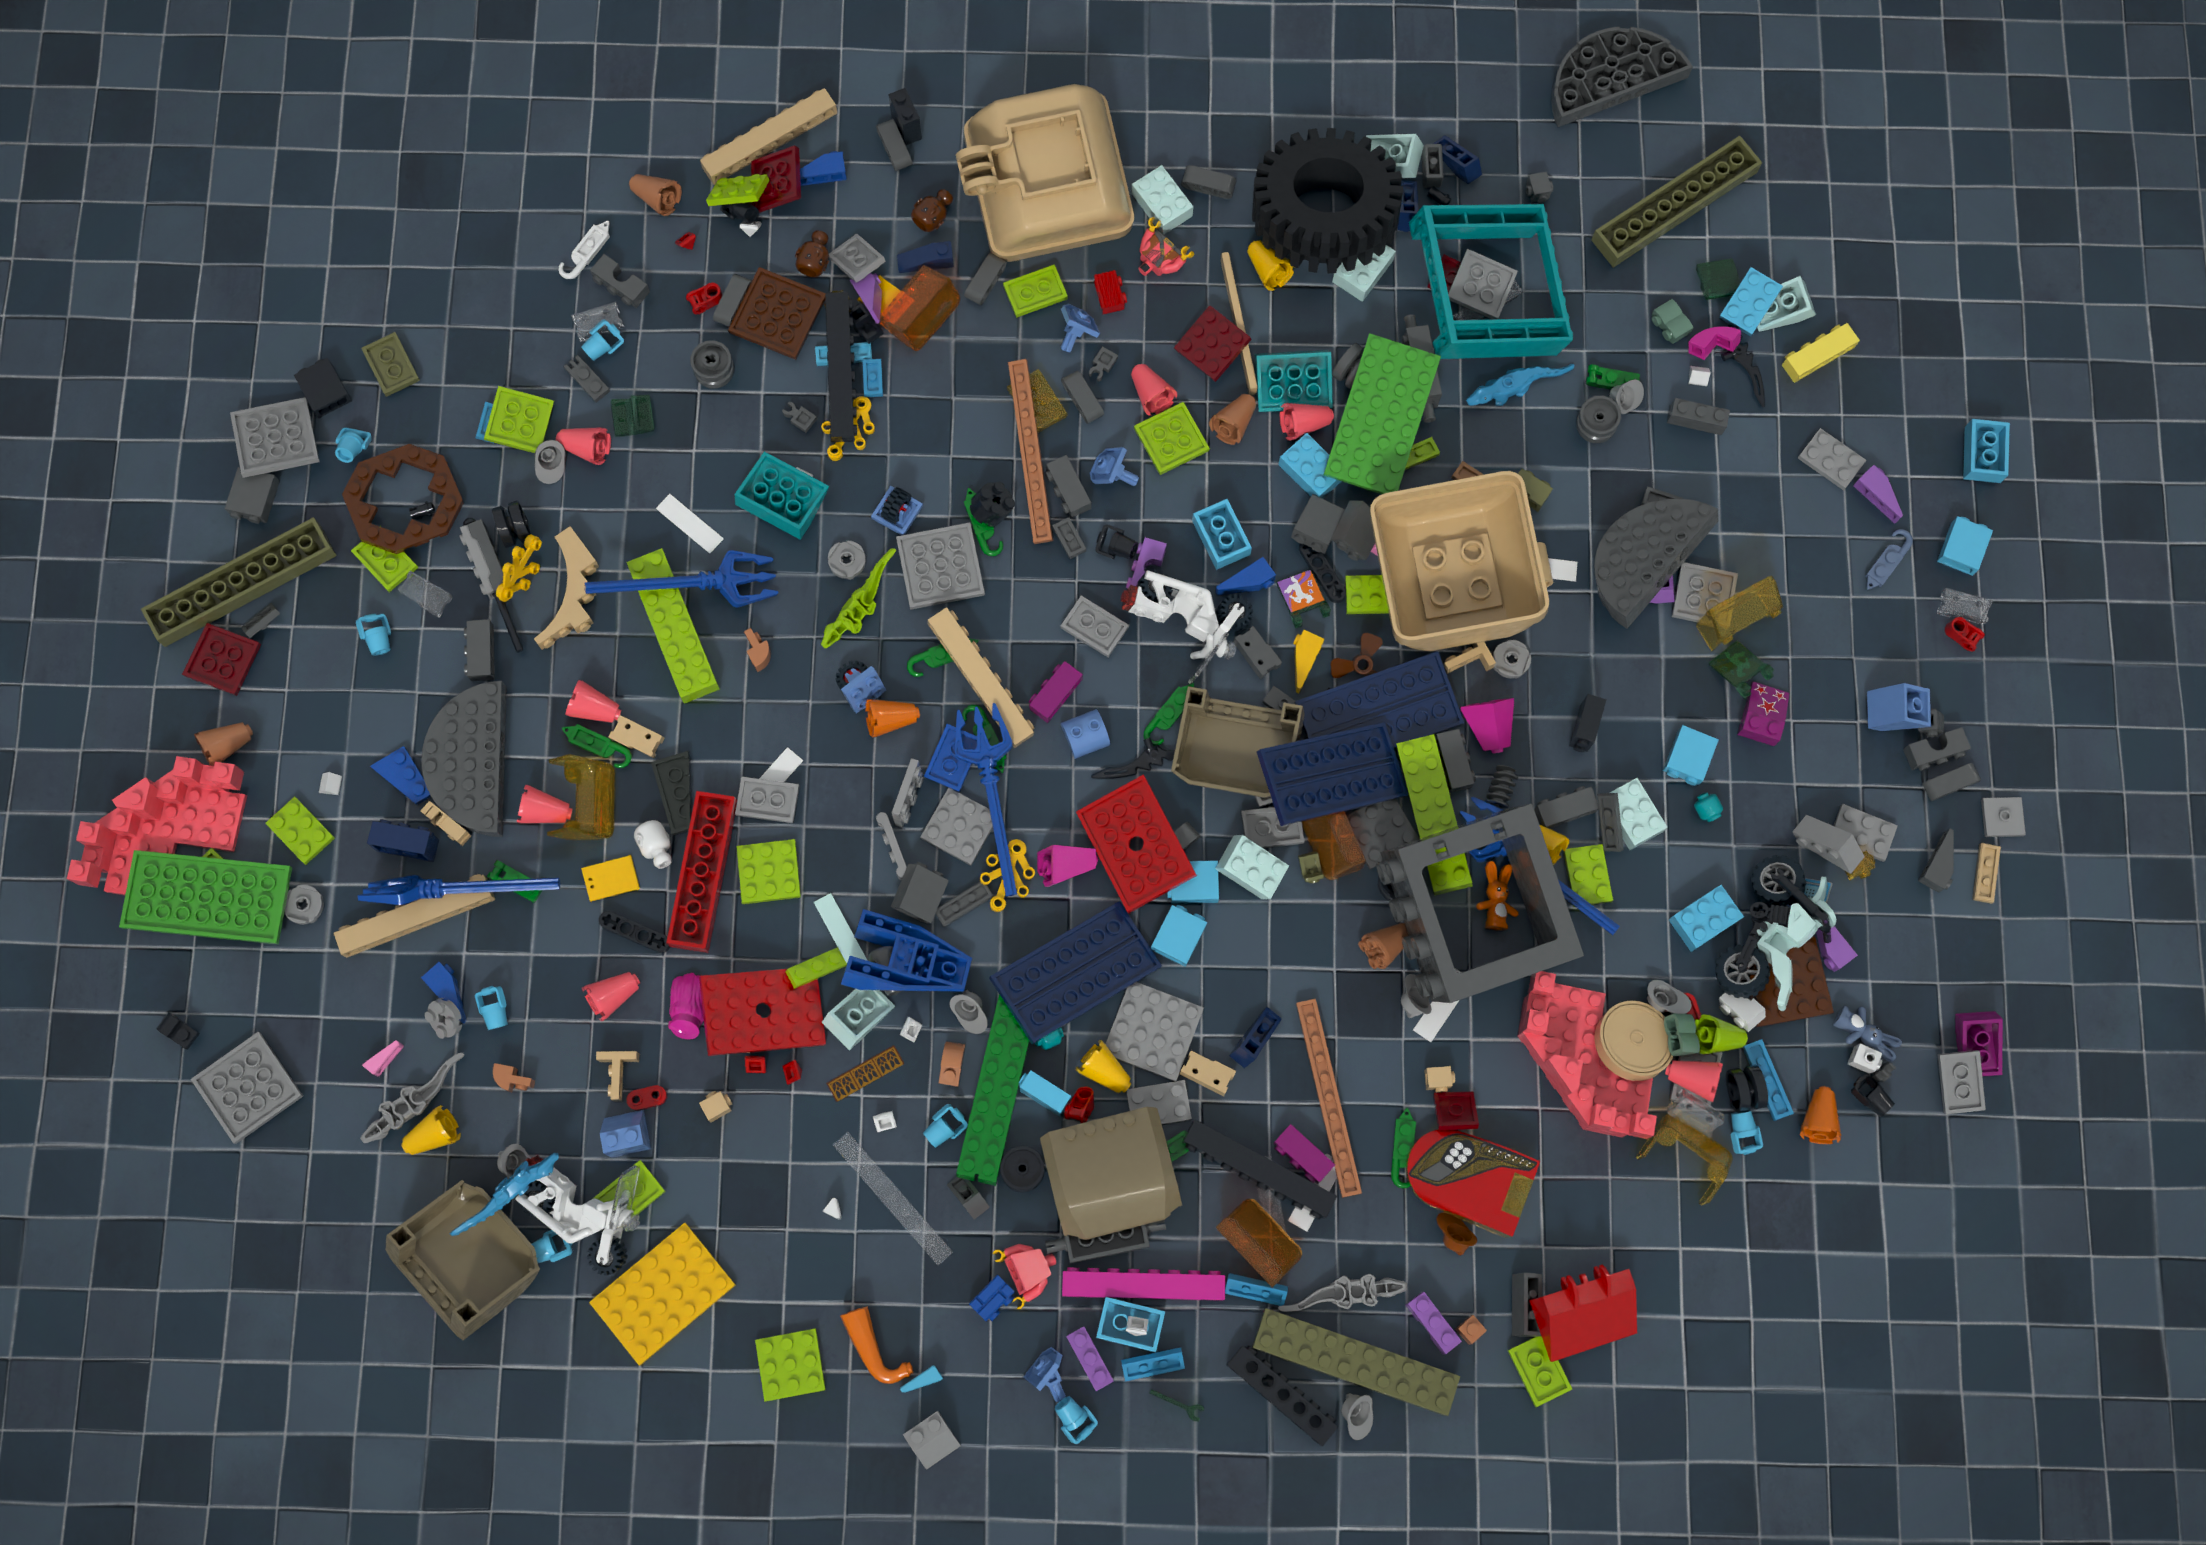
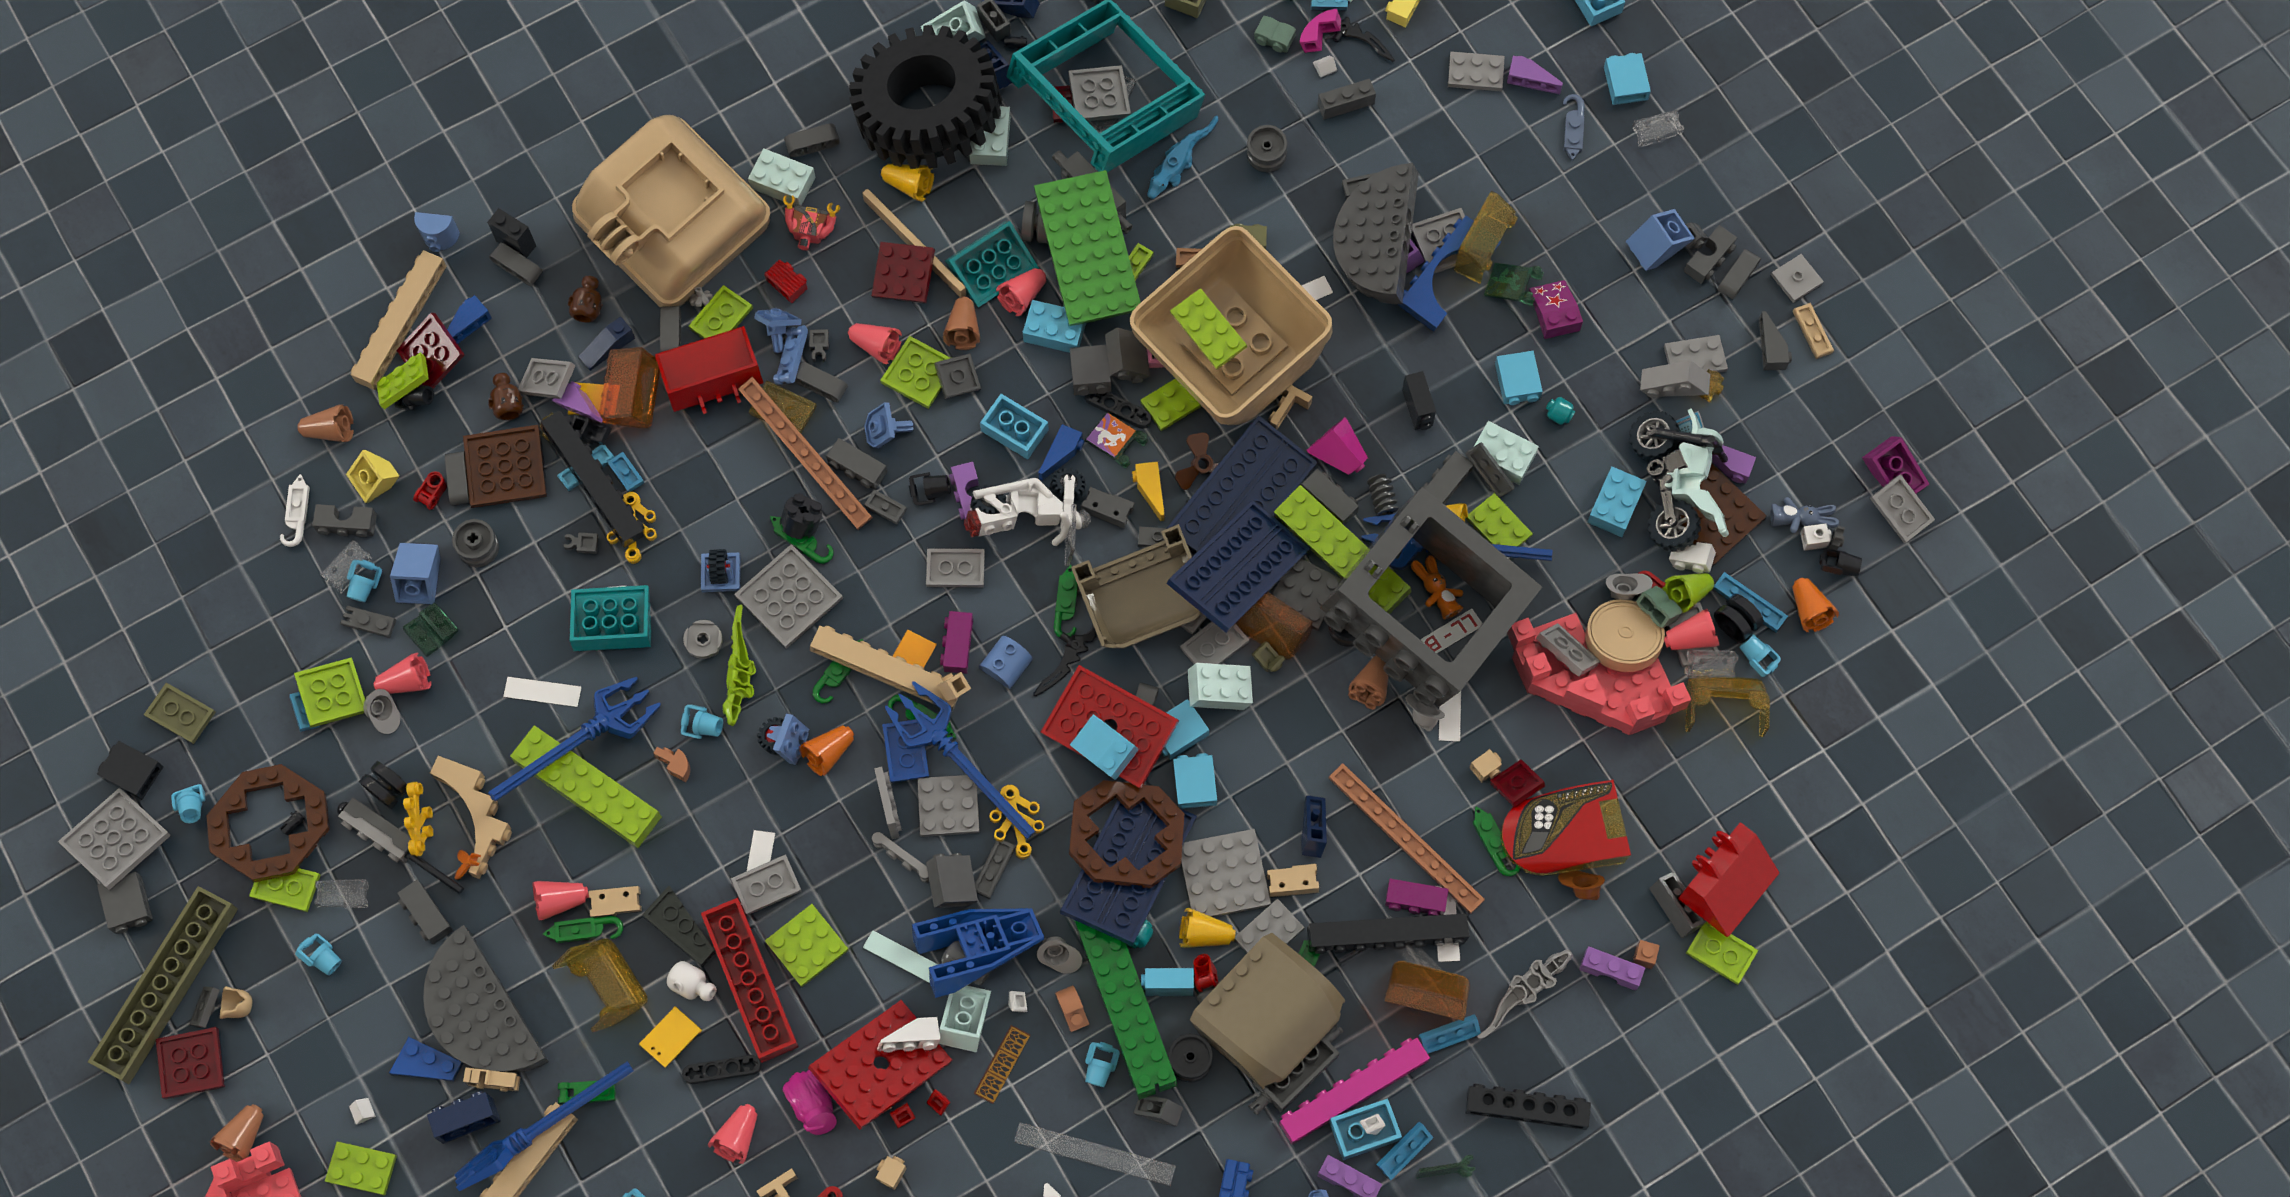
camera: 30 degrees left, 5 degrees down
(282, 632) = (230, 1003): none -> tan hair
(539, 629) = (467, 860): none -> orange piece
(542, 808) = (570, 1012): coral cone -> none
(648, 360) = (415, 573): none -> medium blue slope
(665, 256) = (371, 475): none -> light yellow slope
(686, 241) = (383, 450): red slope -> none
(751, 228) = (433, 408): white slope -> none
(801, 630) = (702, 724): none -> medium azure piece
(805, 1004) = (915, 1035): none -> white slope
(816, 967) = (902, 1000): lime plate -> none
(846, 78) = (437, 230): none -> medium blue brick
(884, 1121) = (1046, 1093): white slope -> none
(995, 330) = (708, 369): none -> red piece
(1016, 676) = (915, 649): none -> light orange sticker
(1024, 728) = (953, 686): none -> tan brick
(1028, 264) = (700, 297): none -> light grey plant
(1028, 1270) = (1249, 1138): coral torso -> none
(1064, 862) = (1058, 780): dark pink slope -> none
(1066, 976) = (1123, 871): none -> reddish brown plate
(1073, 359) = (791, 355): none -> medium blue plate
(1119, 859) = (1104, 747): none -> medium azure slope
(1201, 461) = (957, 376): none -> dark grey tile
(1356, 1362) = (1569, 1041): olive brick -> none
(1358, 1414) = (1600, 1082): light grey piece -> none
(1435, 550) = (1208, 328): none -> lime plate
(1481, 943) = (1452, 631): none -> white sticker
(1520, 653) = (1329, 379): light grey plate -> none
(1575, 1023) = (1567, 650): none -> light grey plate
(1609, 377) = (1256, 109): green plate -> none
(1628, 395) = (1278, 114): light grey piece -> none
(1648, 632) = (1420, 298): none -> blue arch
(1967, 636) = (1674, 149): red piece -> none

